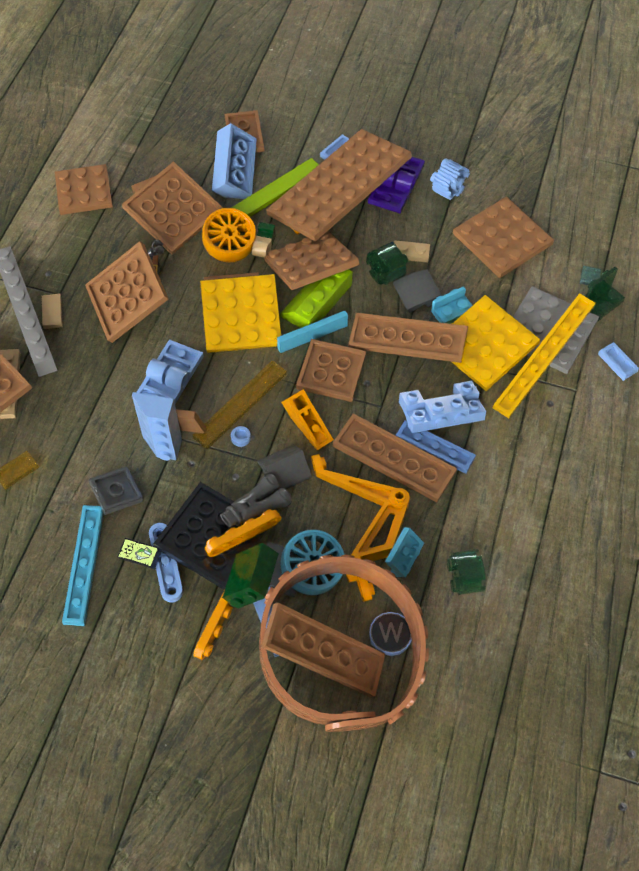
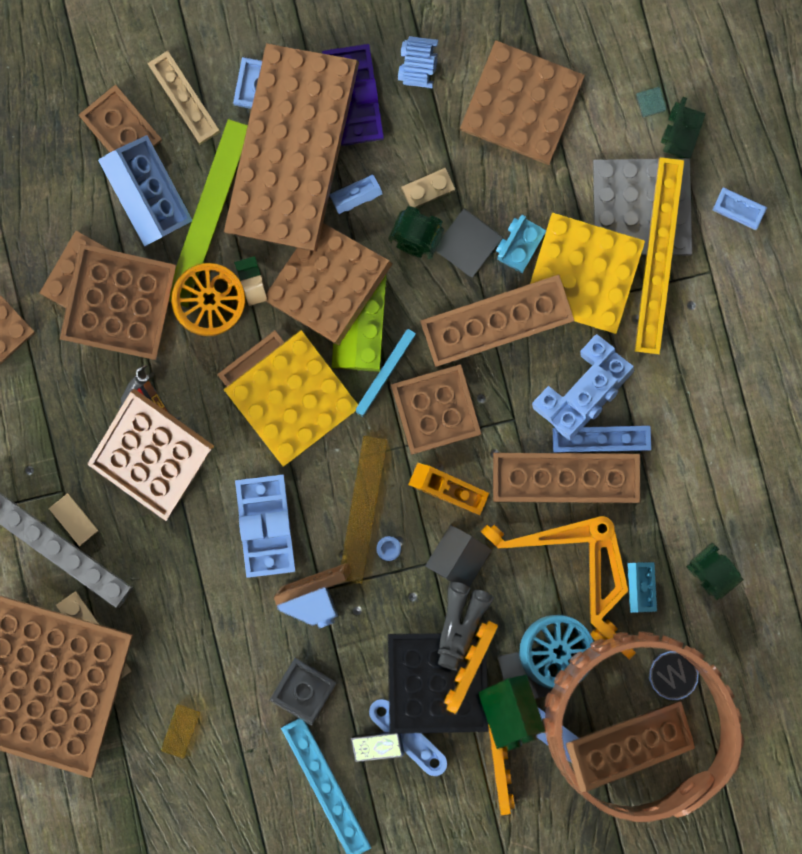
camera: 30 degrees left, 25 degrees up
(292, 136) = (183, 97): none -> tan plate
(355, 230) = (356, 194): none -> light blue plate

